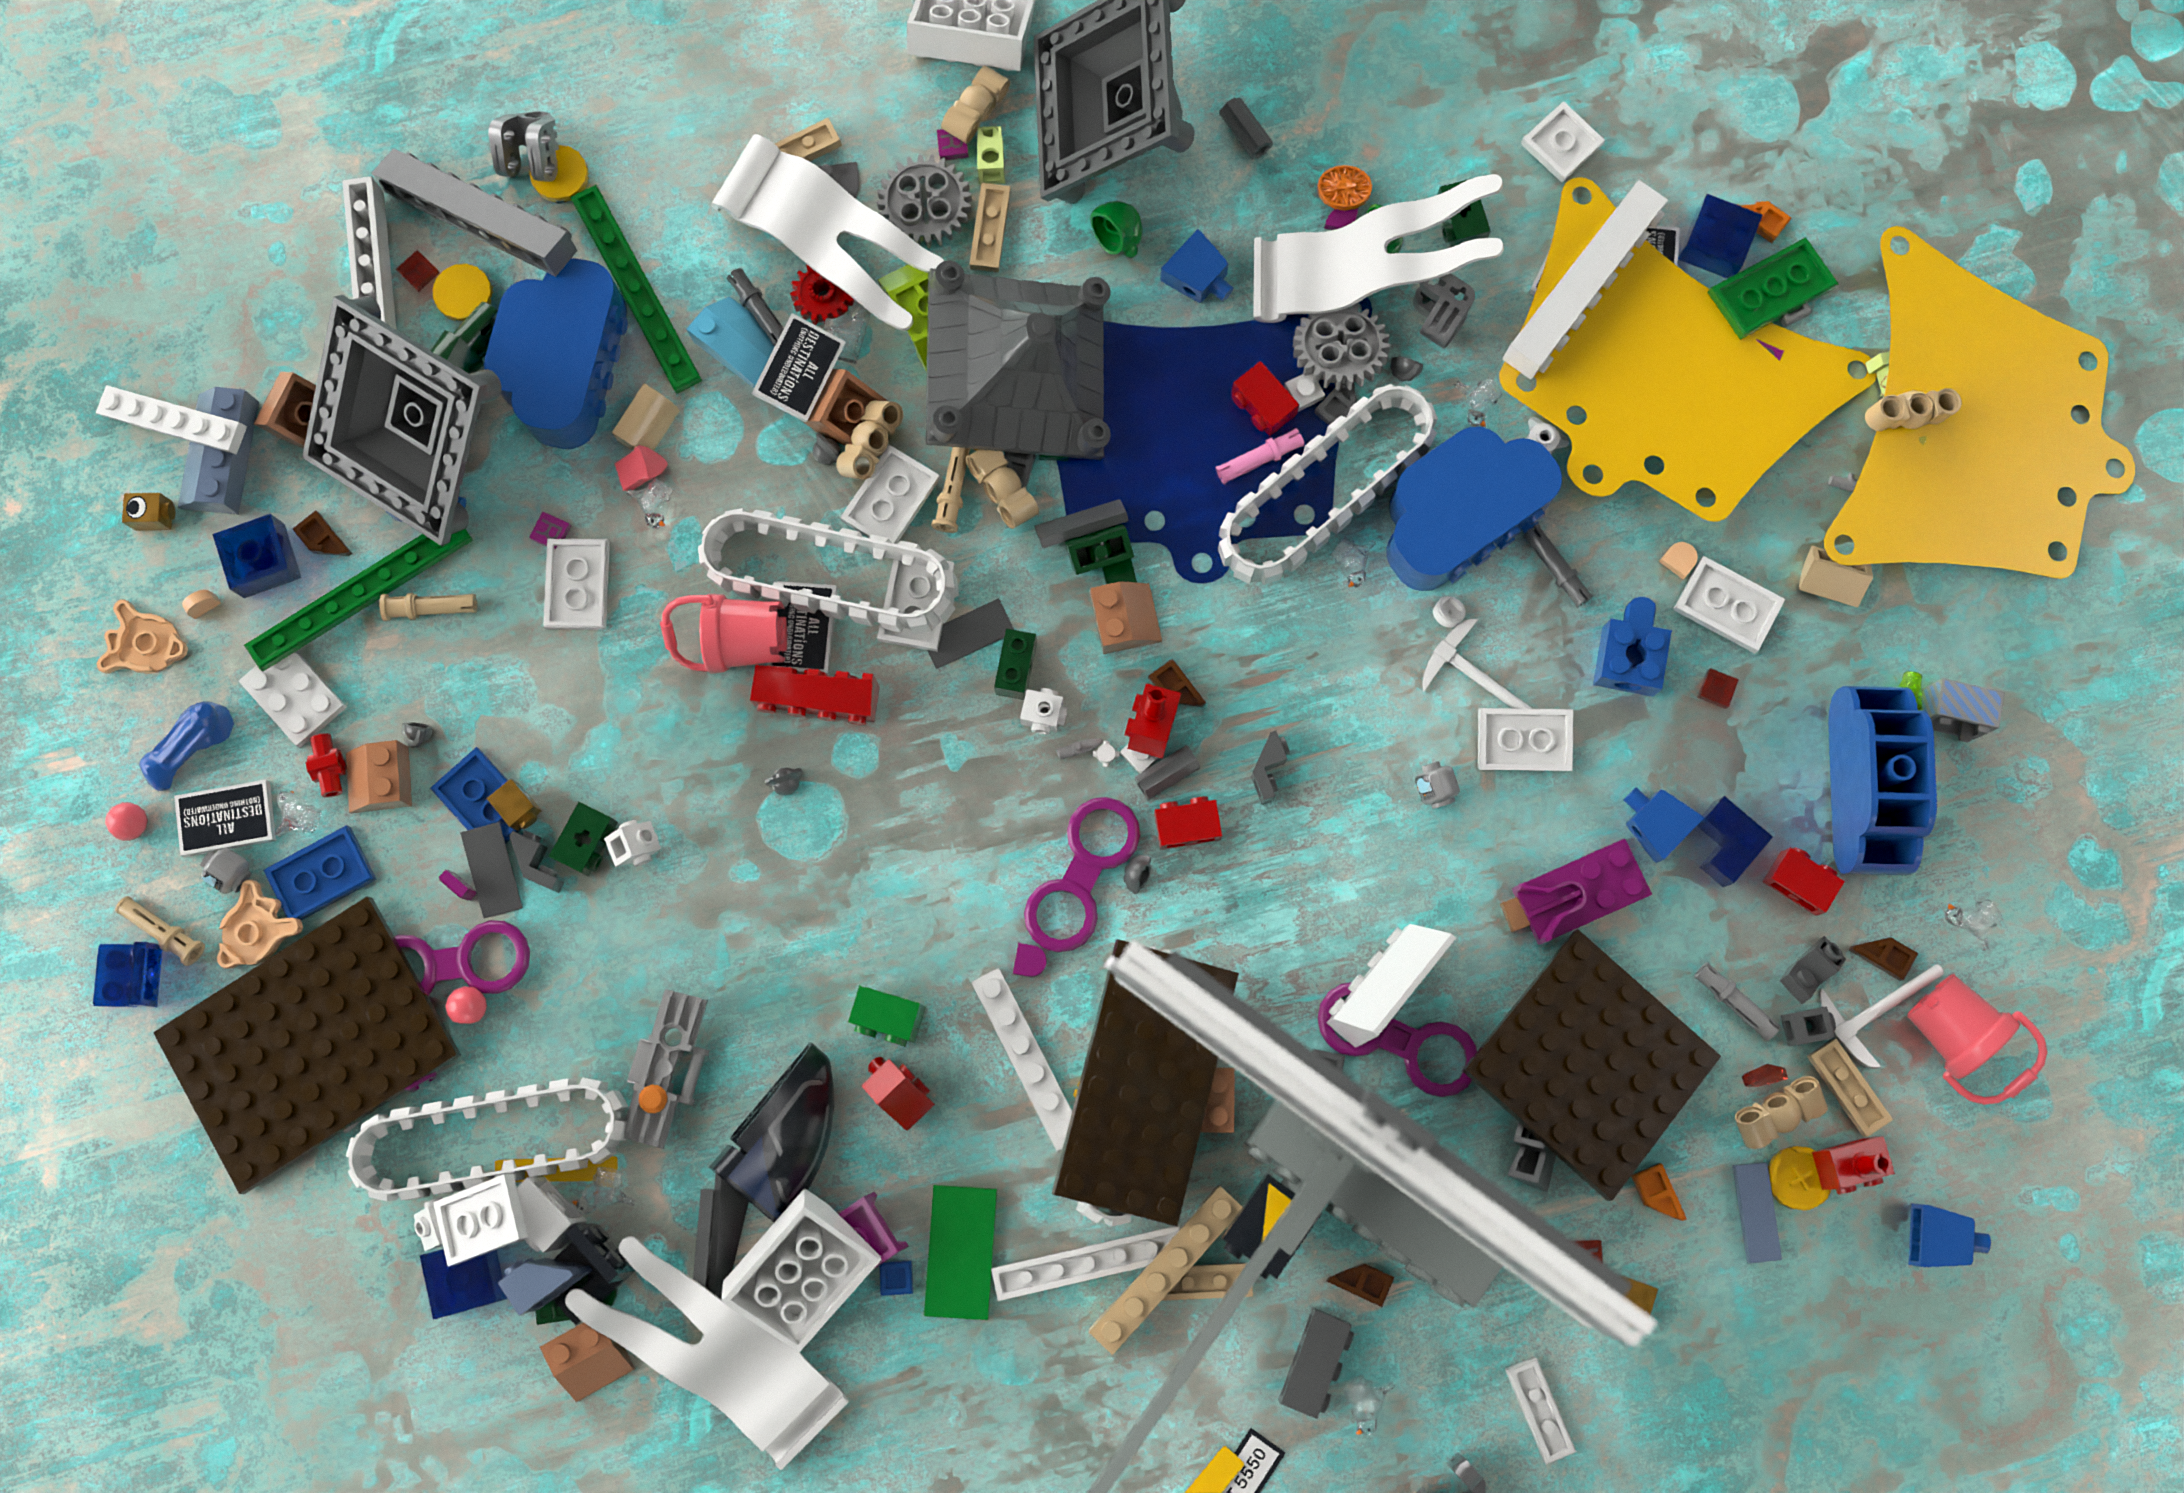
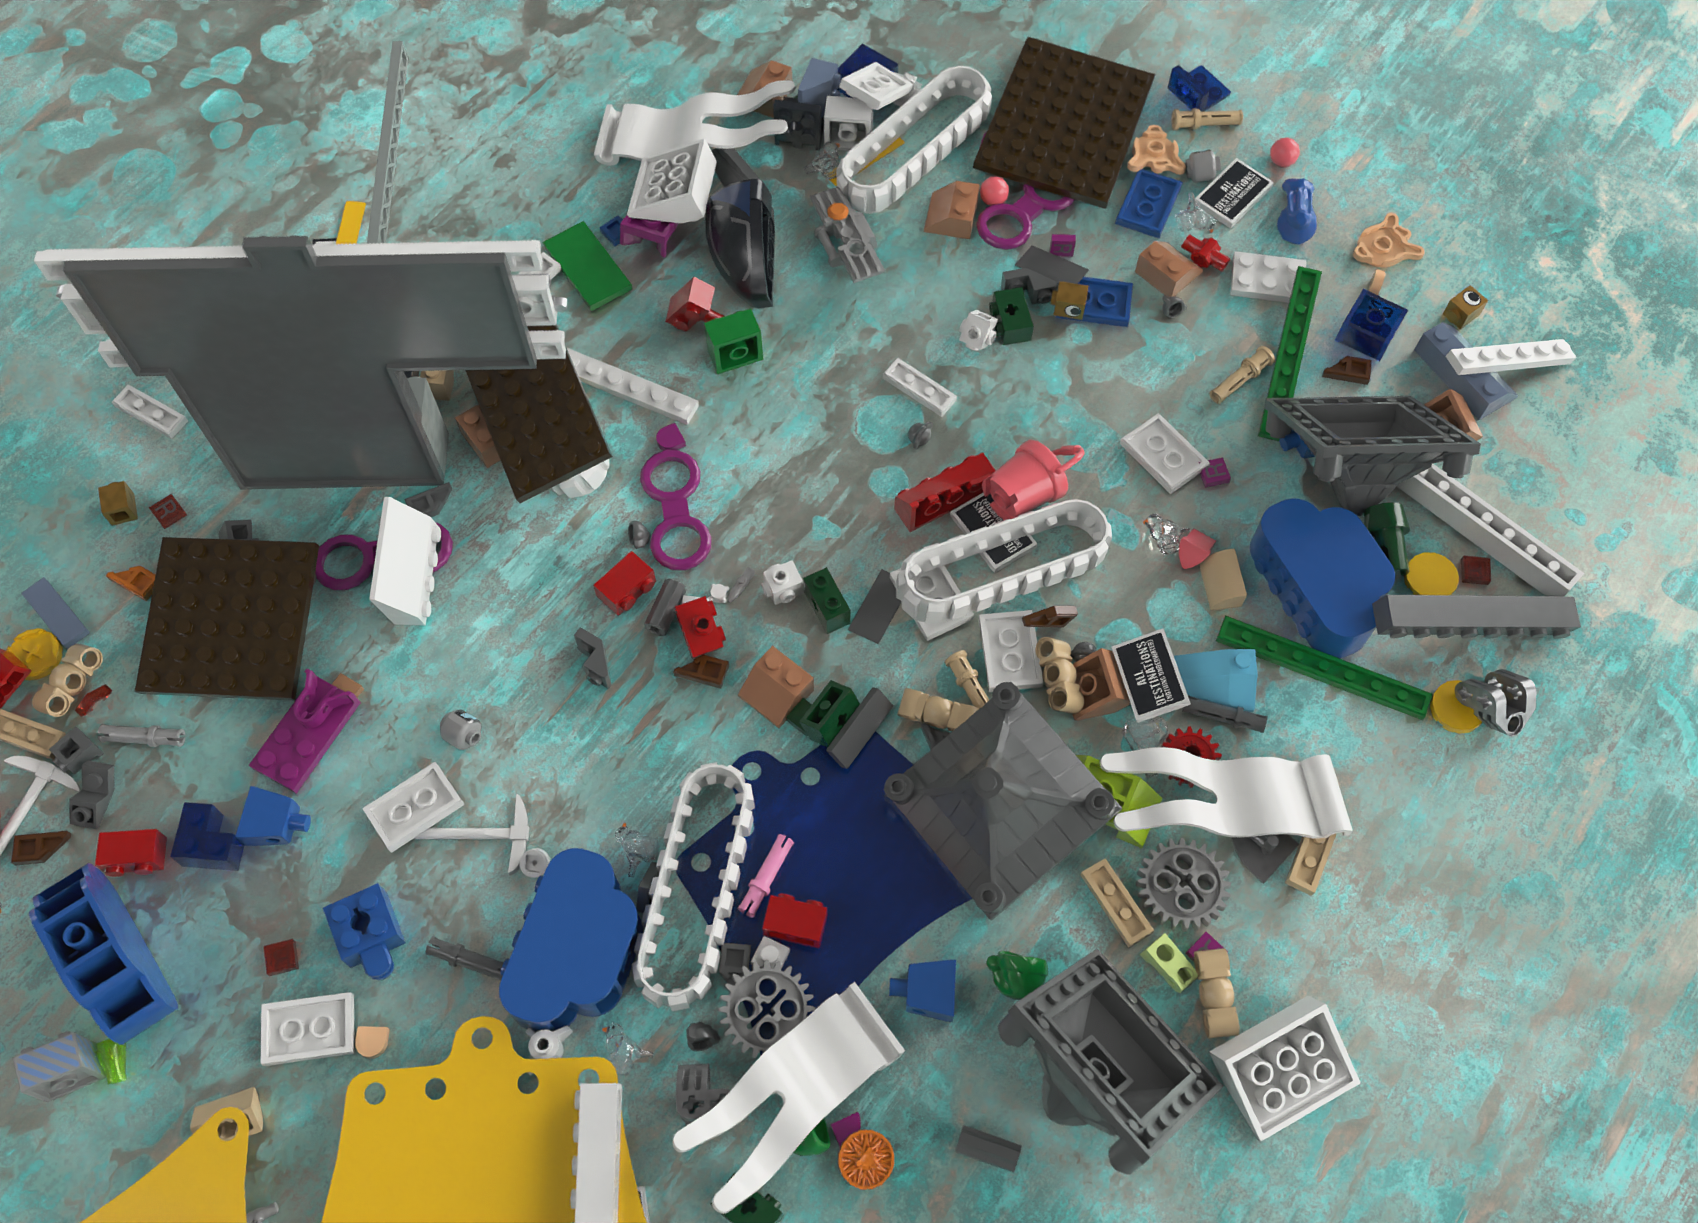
camera: 140 degrees right, 15 degrees down
(528, 1018) = (953, 210): none -> nougat slope
(741, 833) = (919, 387): none -> white tile
(829, 494) = (1051, 617): none -> reddish brown tile
(1366, 516) = (644, 887): none -> dark grey tile

